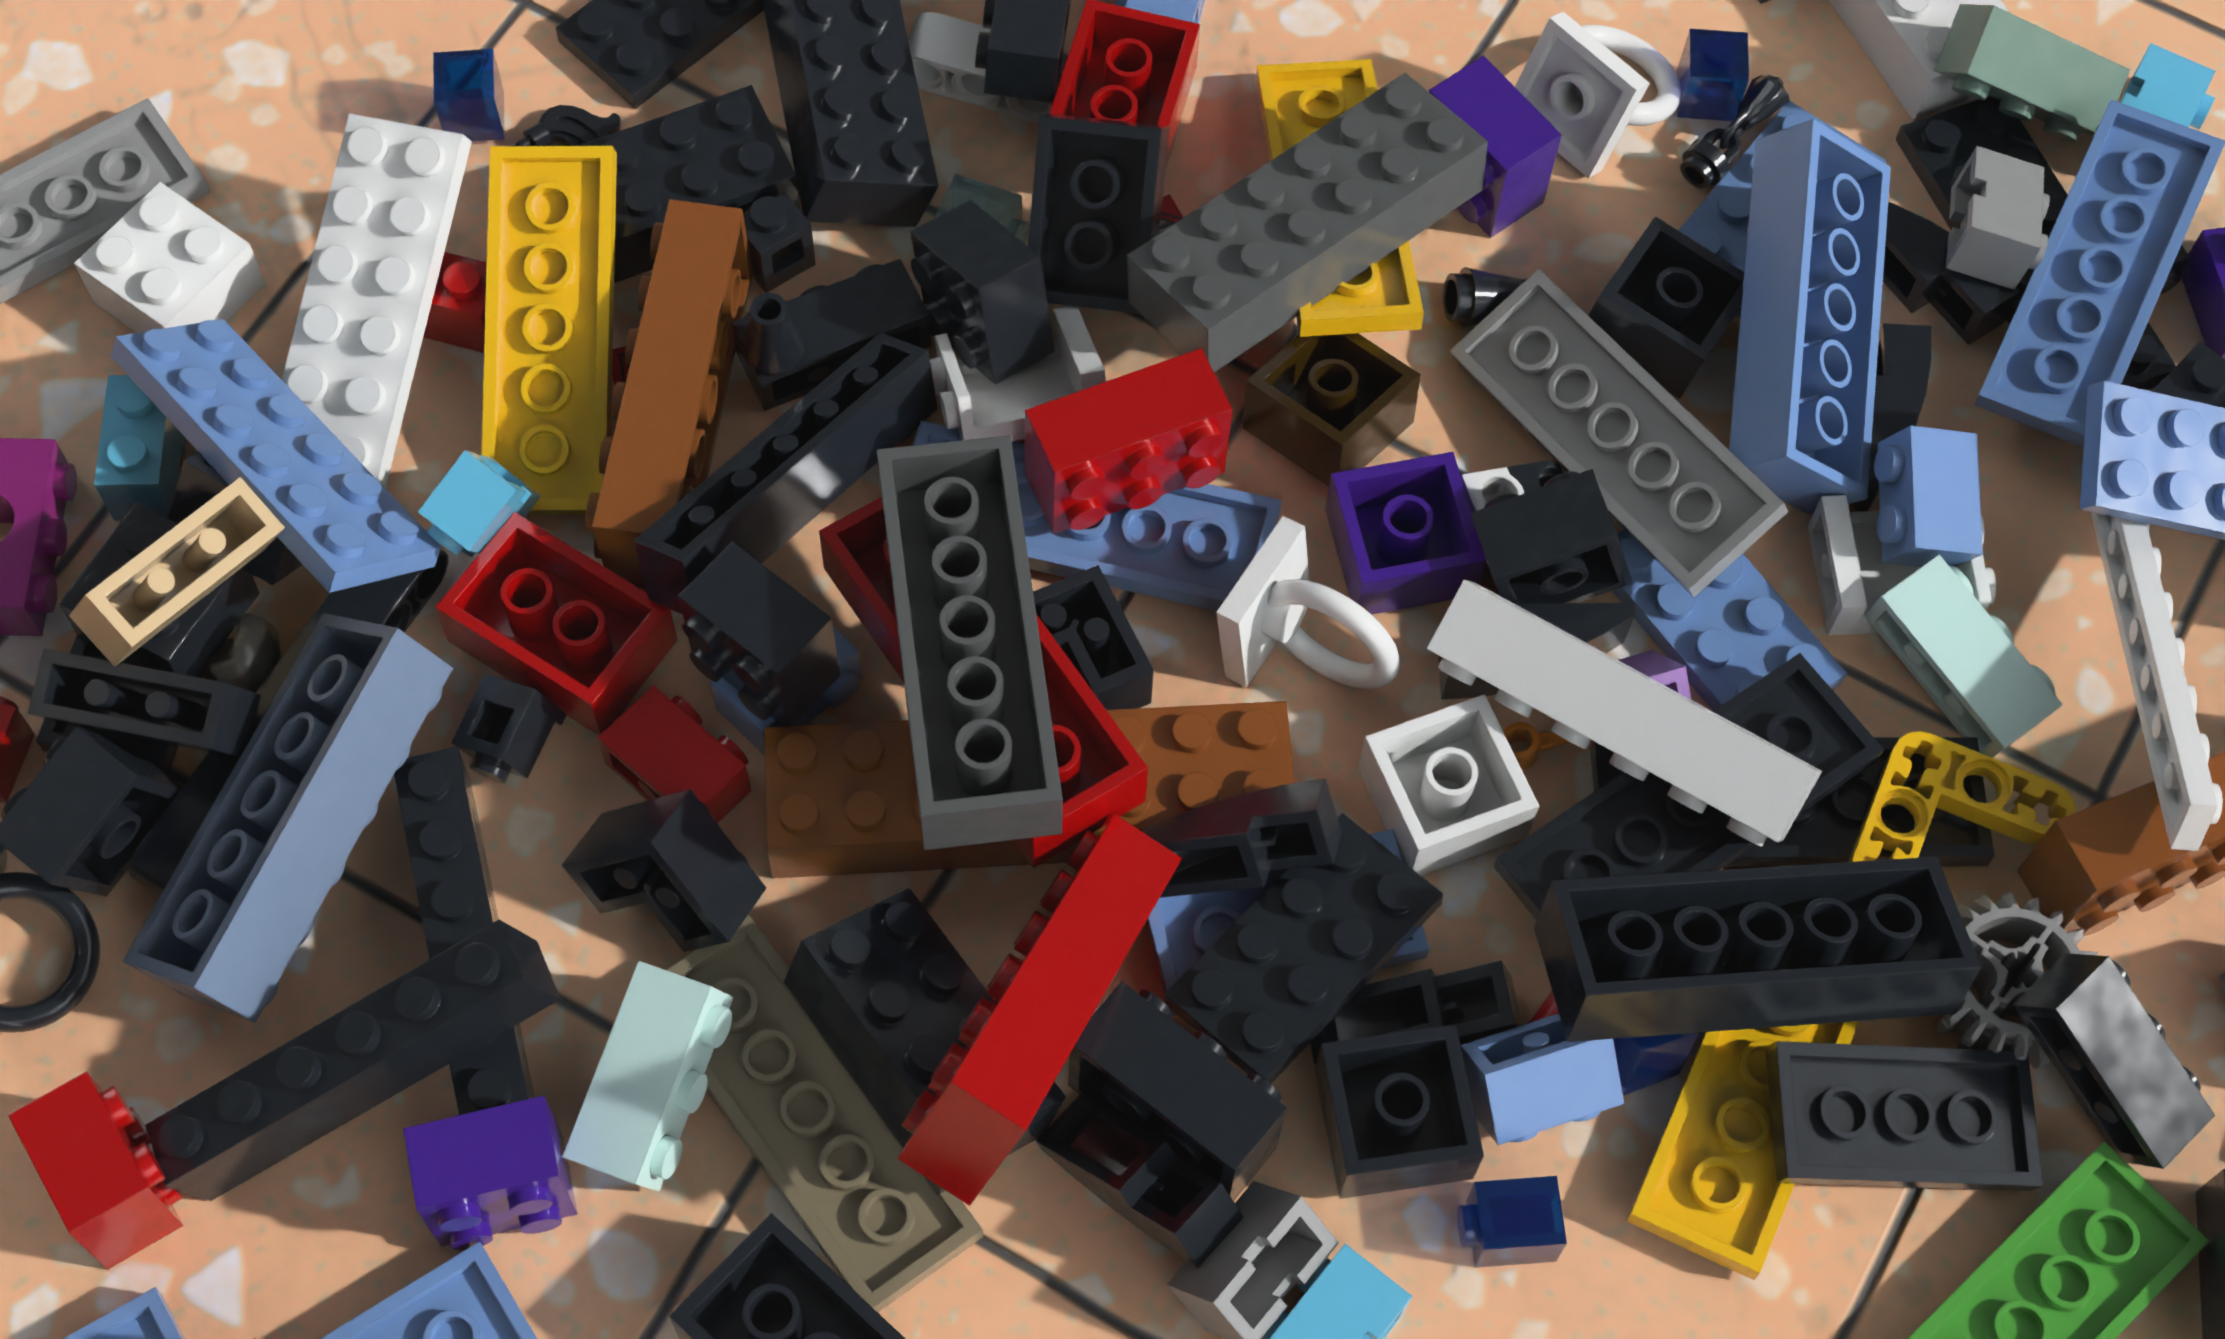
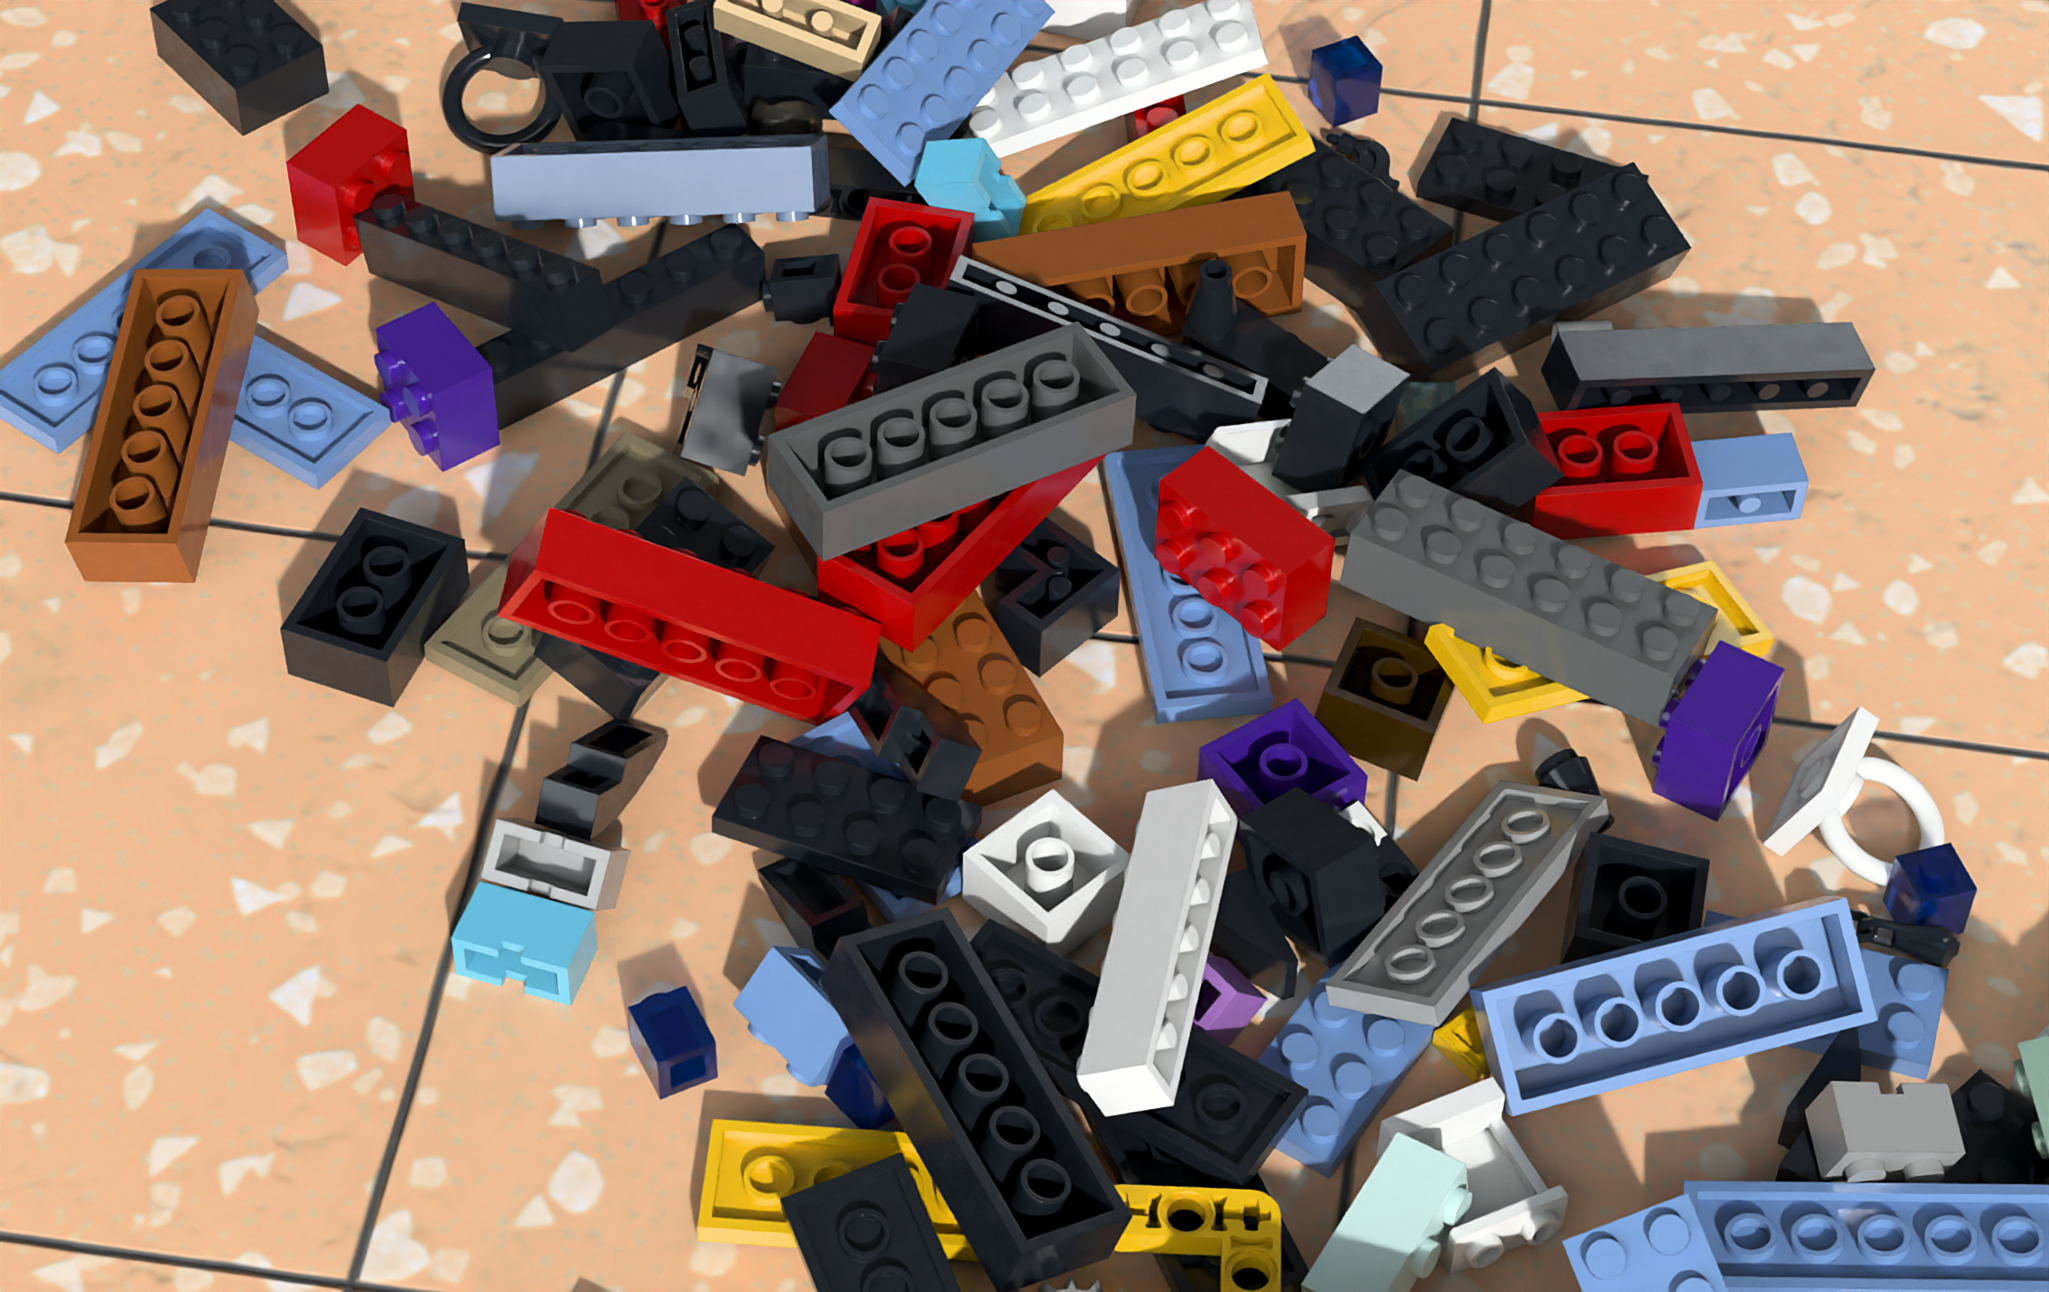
camera: 70 degrees right, 15 degrees down
(650, 1077) = (552, 450): light aqua brick -> none
(771, 226) = (1331, 288): black brick -> none
(1177, 1087) = (676, 766): black brick -> none
(1270, 607) = (1152, 705): white tile -> none
(1398, 1111) = (724, 918): black brick -> none
(1899, 388) = (1634, 1129): black slope -> none
(1929, 497) = (1531, 1148): medium blue brick -> none

